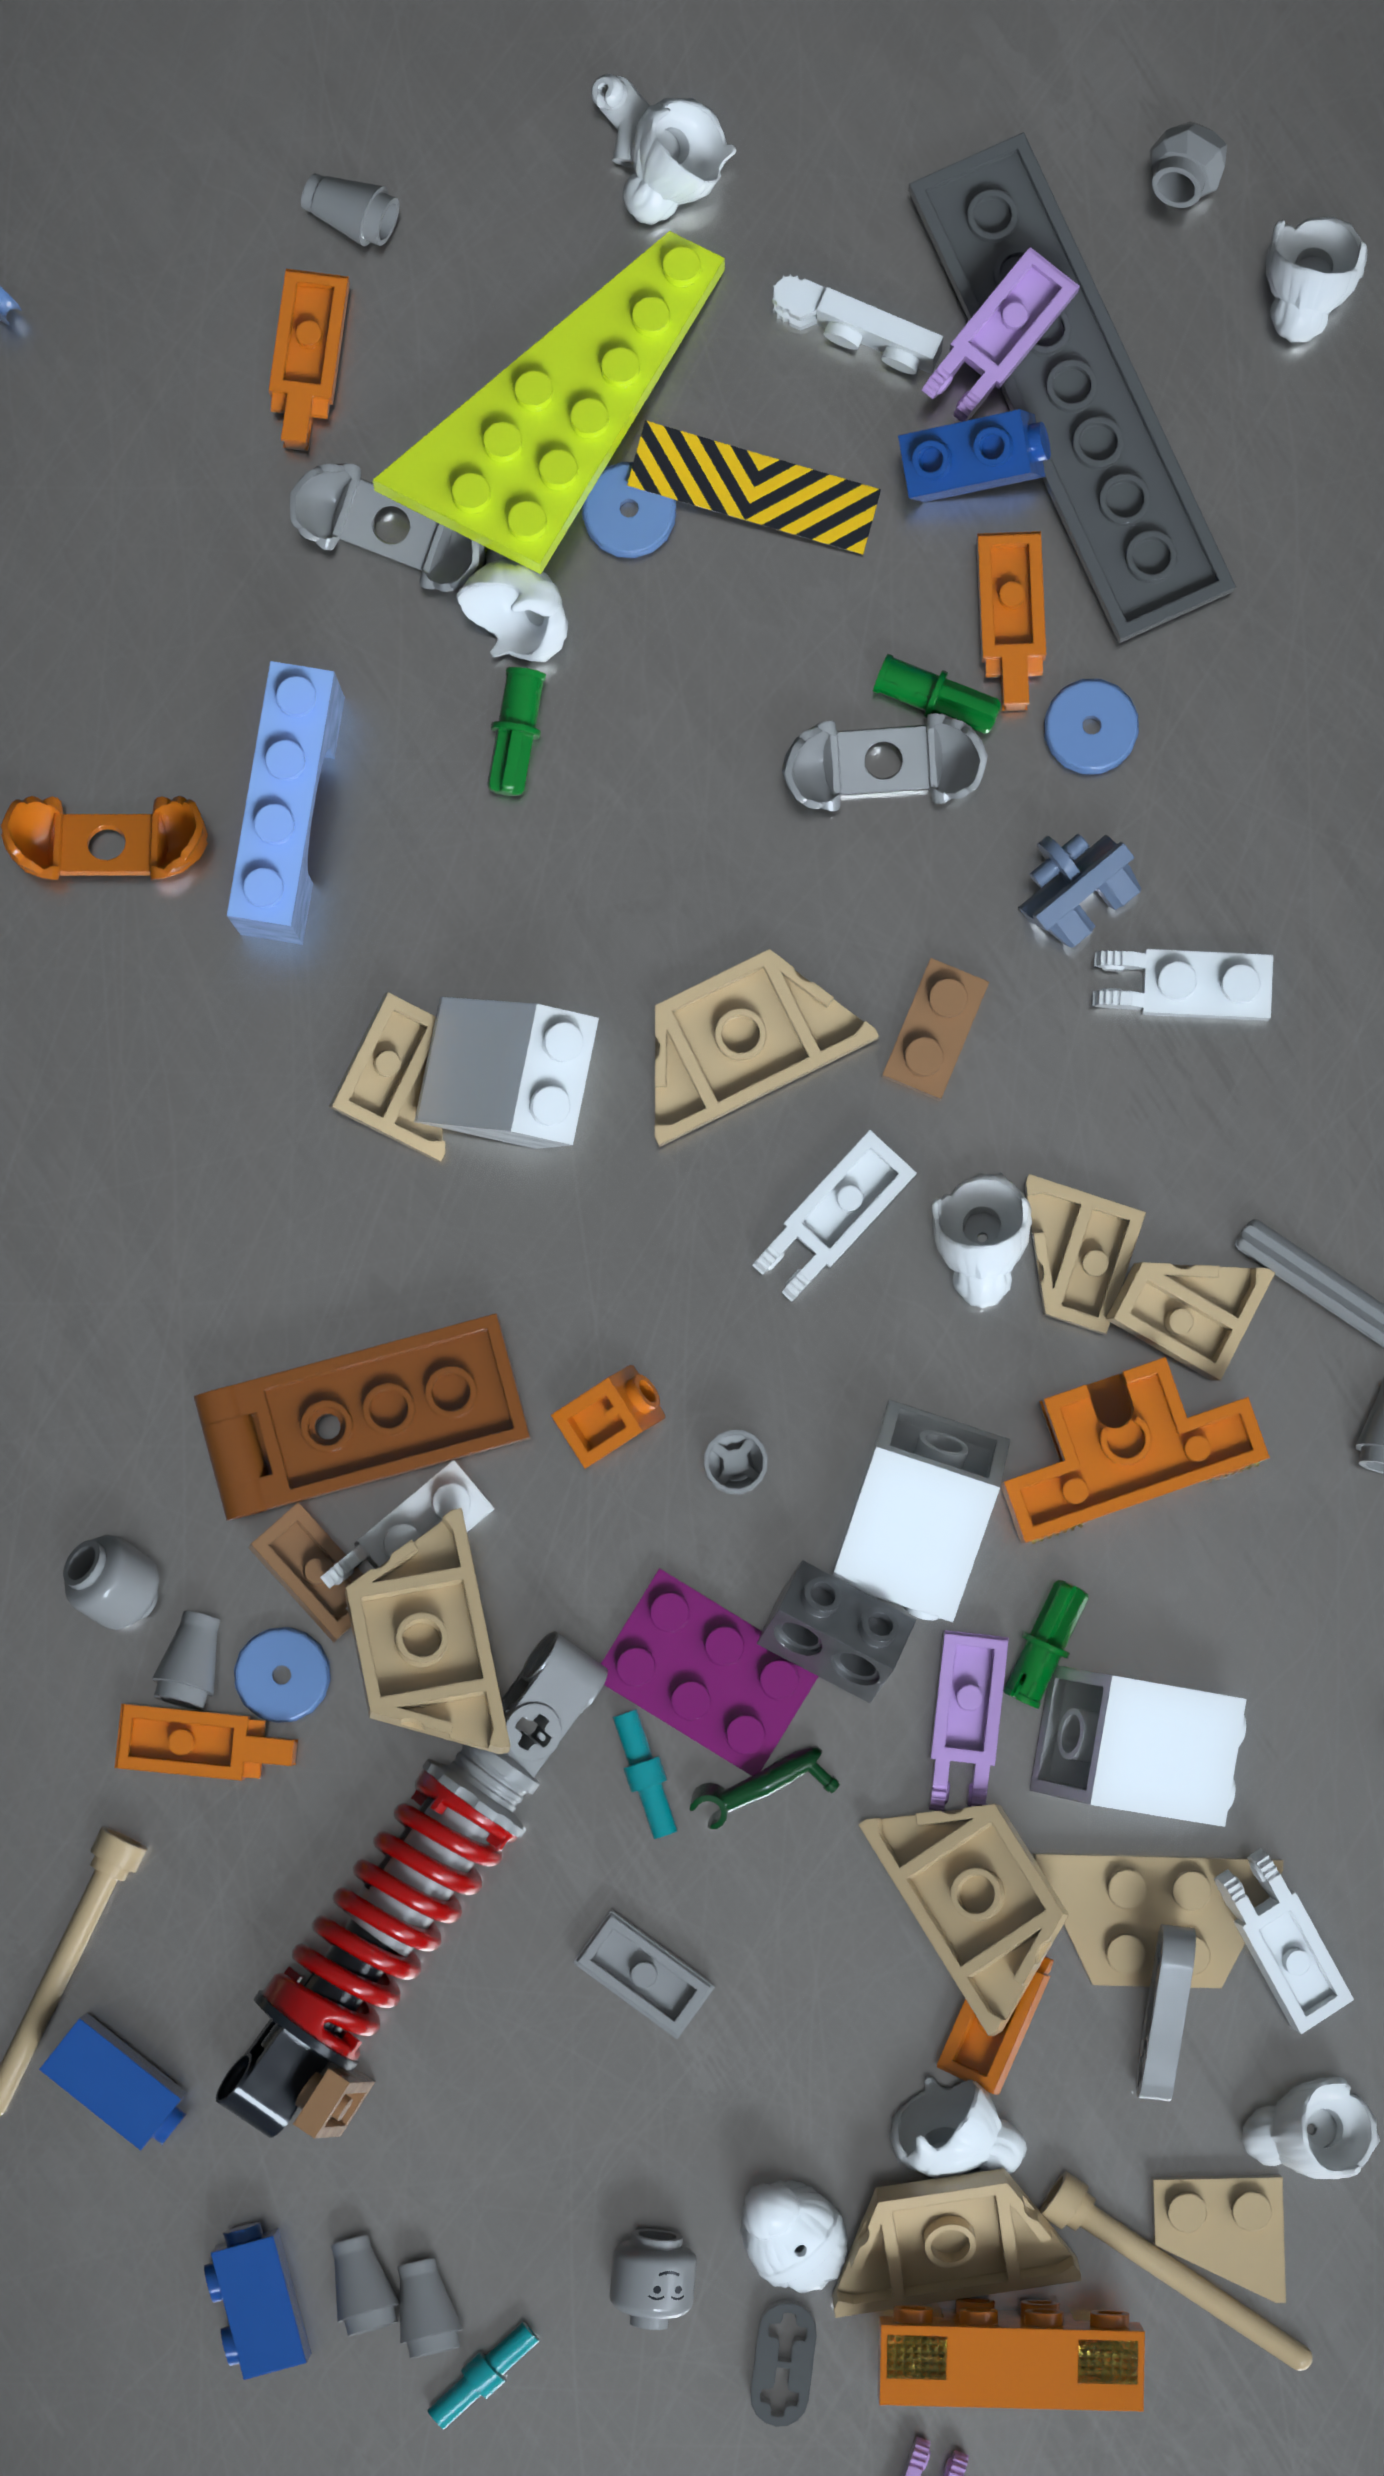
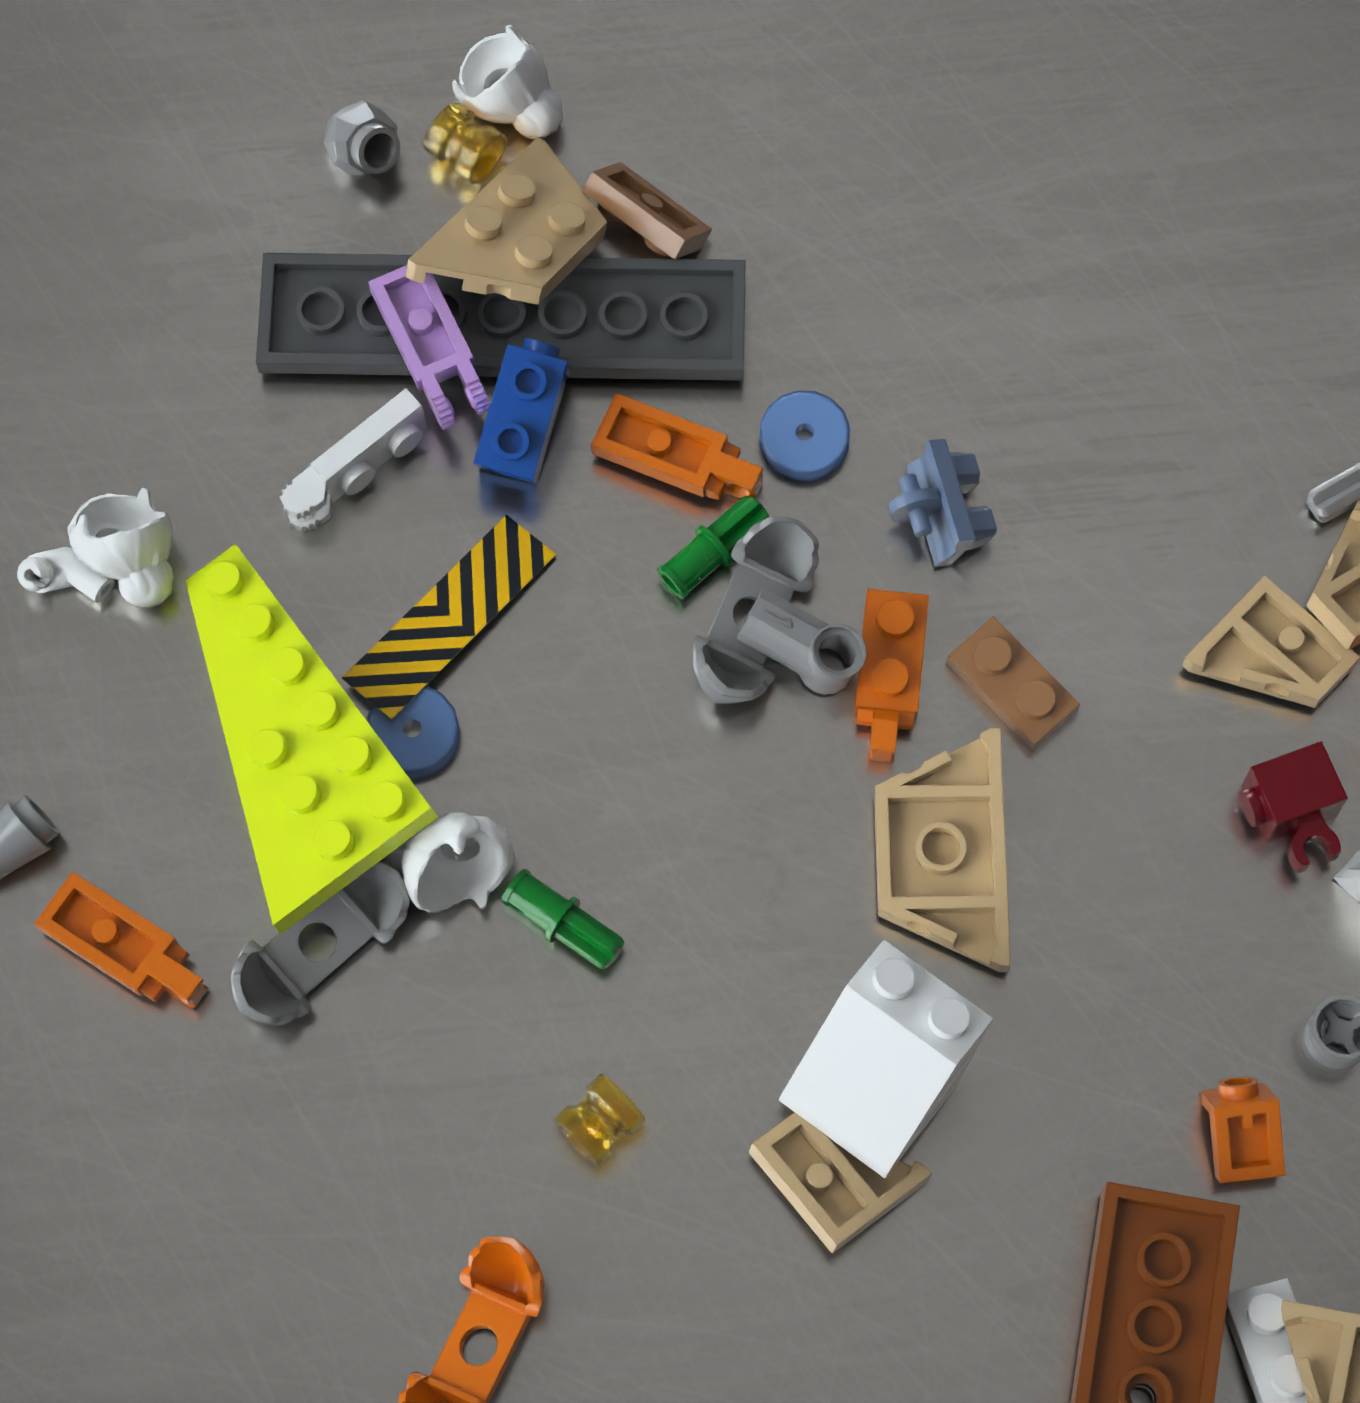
camera: 65 degrees left, 15 degrees down
(271, 867) = (478, 1103): light blue arch -> none
(335, 845) = (588, 1130): none -> clear yellow wheel
(839, 1209) = (1143, 839): white hinge -> none
(872, 811) = (795, 640): none -> light grey piece
(896, 911) = (892, 668): none -> orange hinge
(942, 1330) = (1296, 797): none -> dark red brick
(979, 1207) = (1215, 699): white piece -> none
(1154, 359) = (516, 232): none -> tan wing
(1191, 984) = (1073, 453): white hinge -> none
(1232, 261) = (462, 141): none -> clear yellow wheel
(1245, 469) = (634, 201): none -> medium nougat plate

